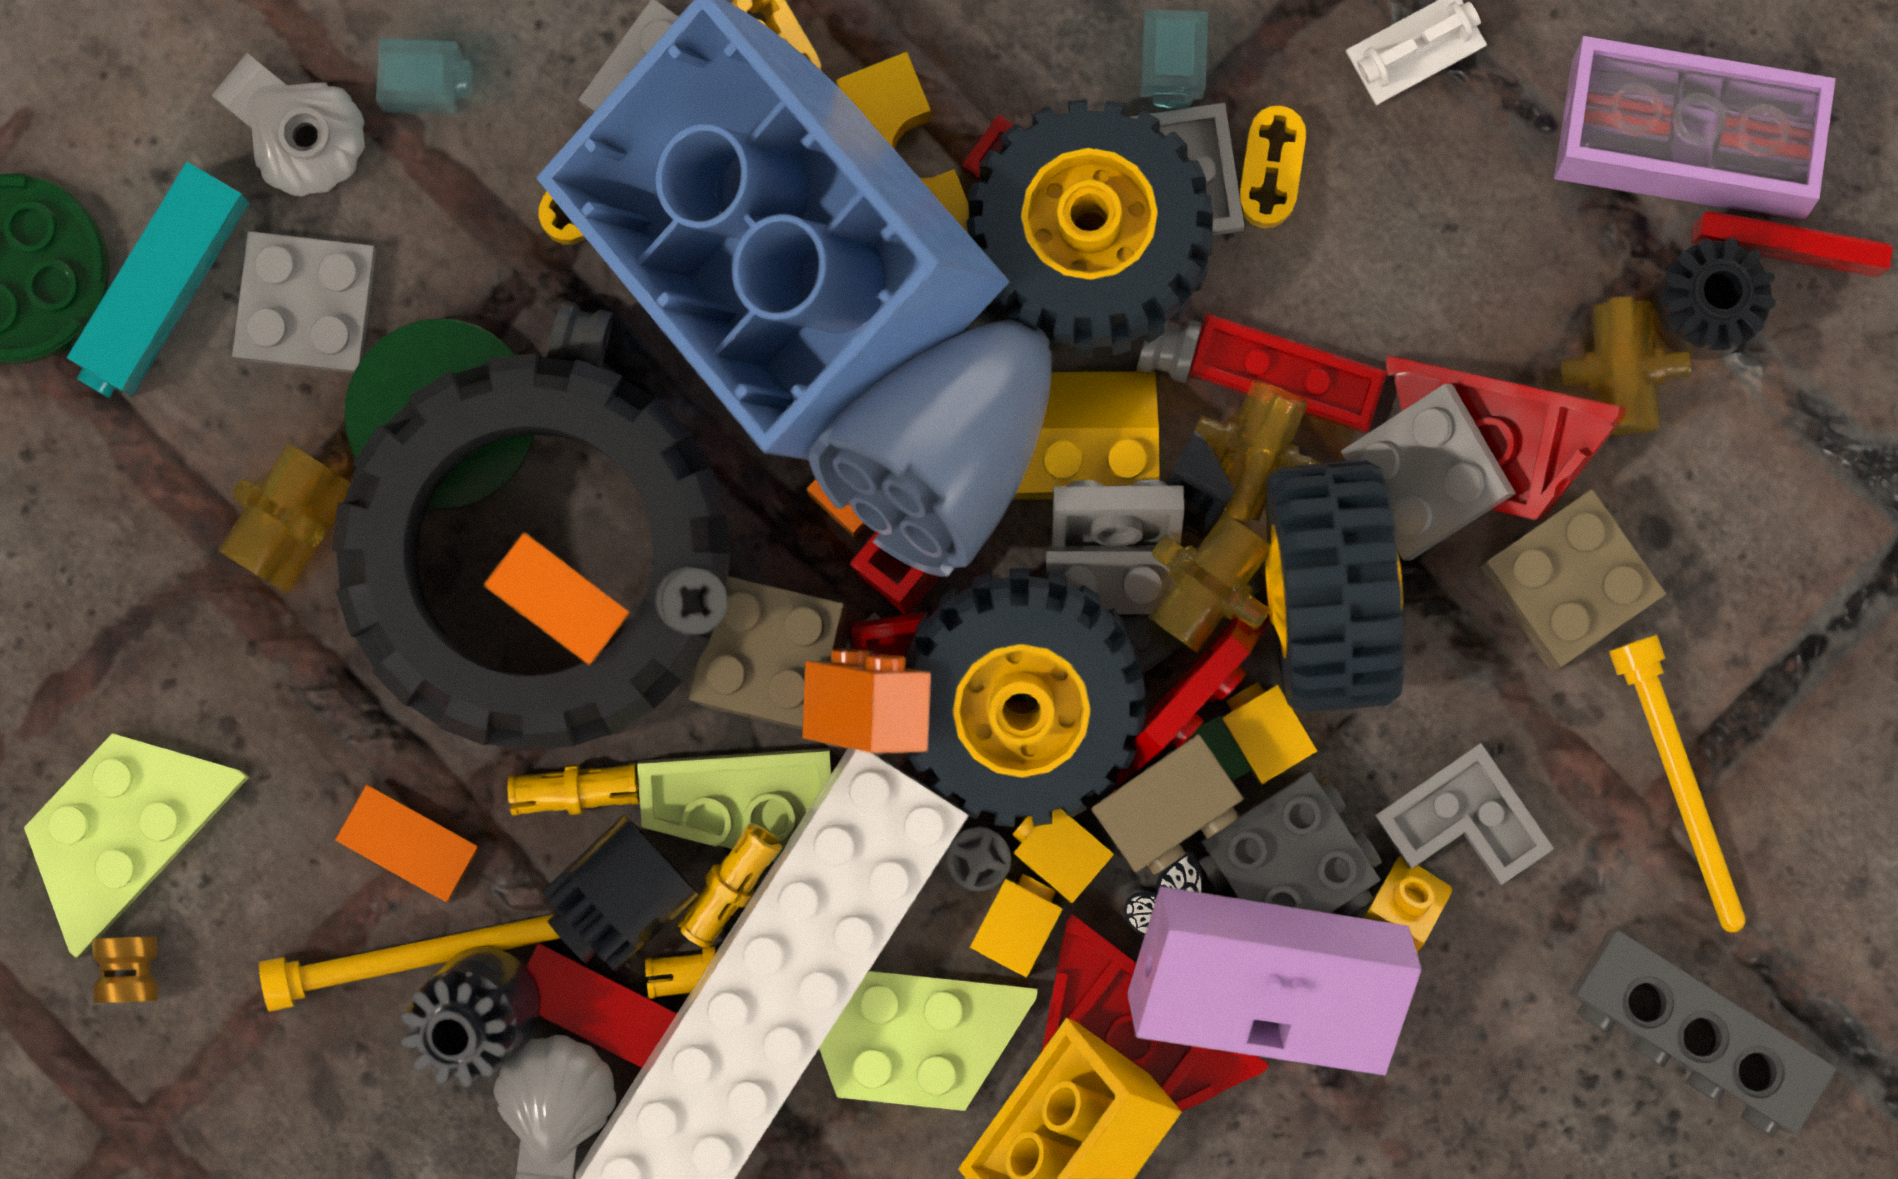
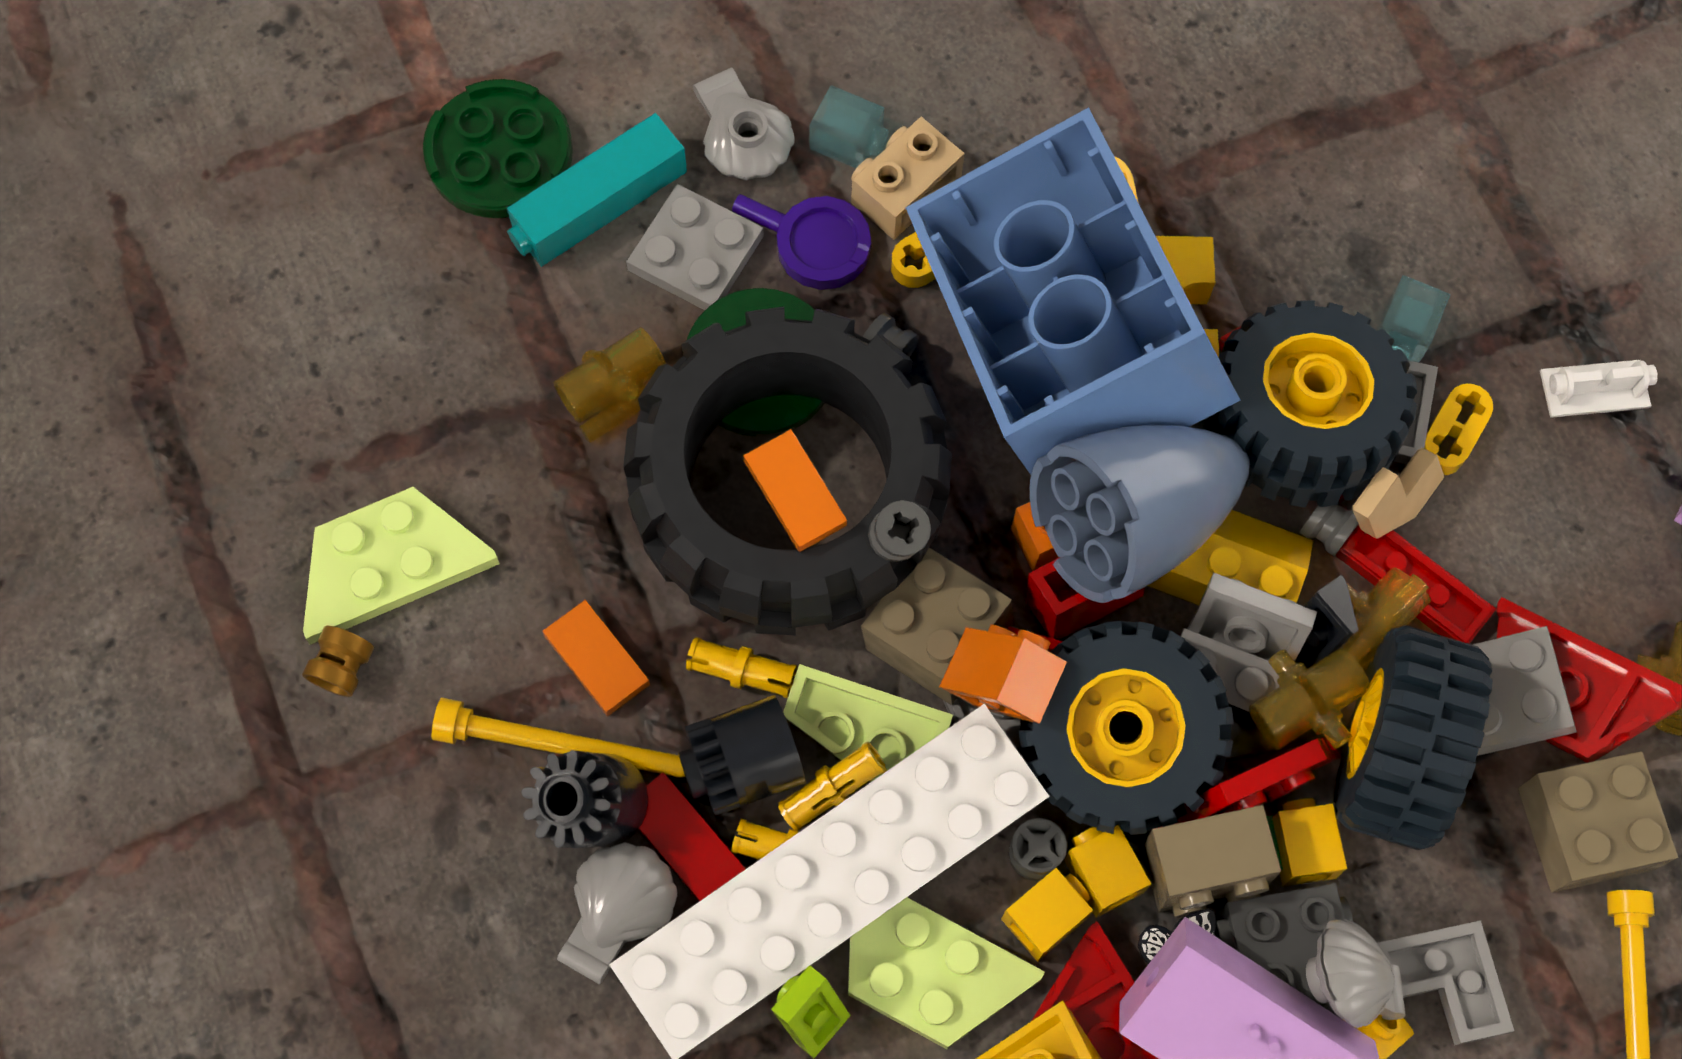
camera: 20 degrees right, 15 degrees down
(444, 230) = (818, 240): none -> dark purple piece
(515, 111) = (908, 169): none -> tan brick
(805, 1140) = (810, 1010): none -> lime plate
(1222, 308) = (1395, 498): none -> tan tile
(1362, 873) = (1354, 975): none -> light grey animal

